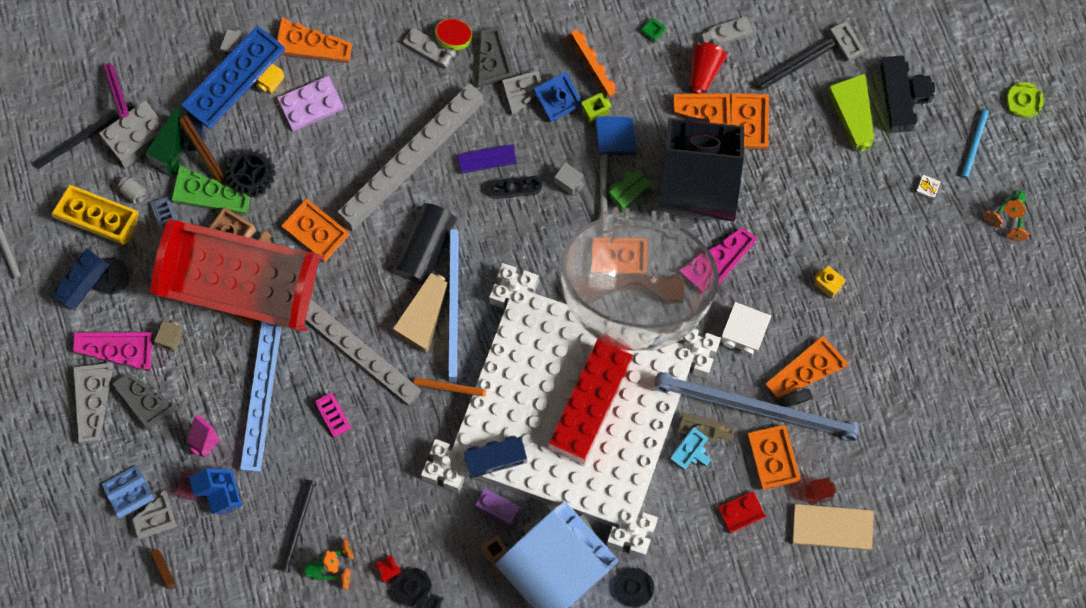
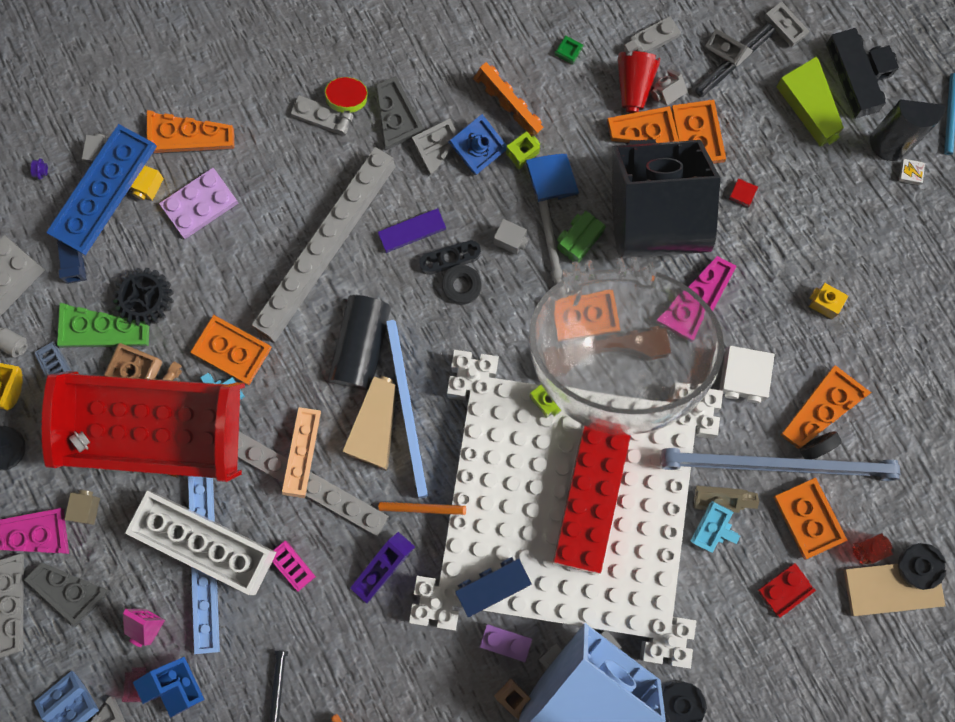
camera: 10 degrees left, 5 degrees up
(167, 146) = (40, 282): dark green slope -> none
(179, 279) = (79, 441): none -> light grey plate
(181, 50) = (39, 168): none -> dark purple plate
(202, 149) = (80, 279): reddish brown axle -> none
(264, 379) = (201, 543): none -> white brick
(359, 324) = (301, 452): none -> light nougat plate
(408, 429) = (382, 567): none -> dark purple slope
(520, 200) = (465, 297): none -> black tyre
(570, 323) = (538, 397): none -> lime brick
(731, 78) = (669, 88): none -> light grey brick
(778, 178) = (743, 193): none -> red tile
(791, 52) = (727, 47): none -> light grey slope
(858, 513) = (922, 566): none -> black tile
(921, 149) = (904, 128): none -> black brick

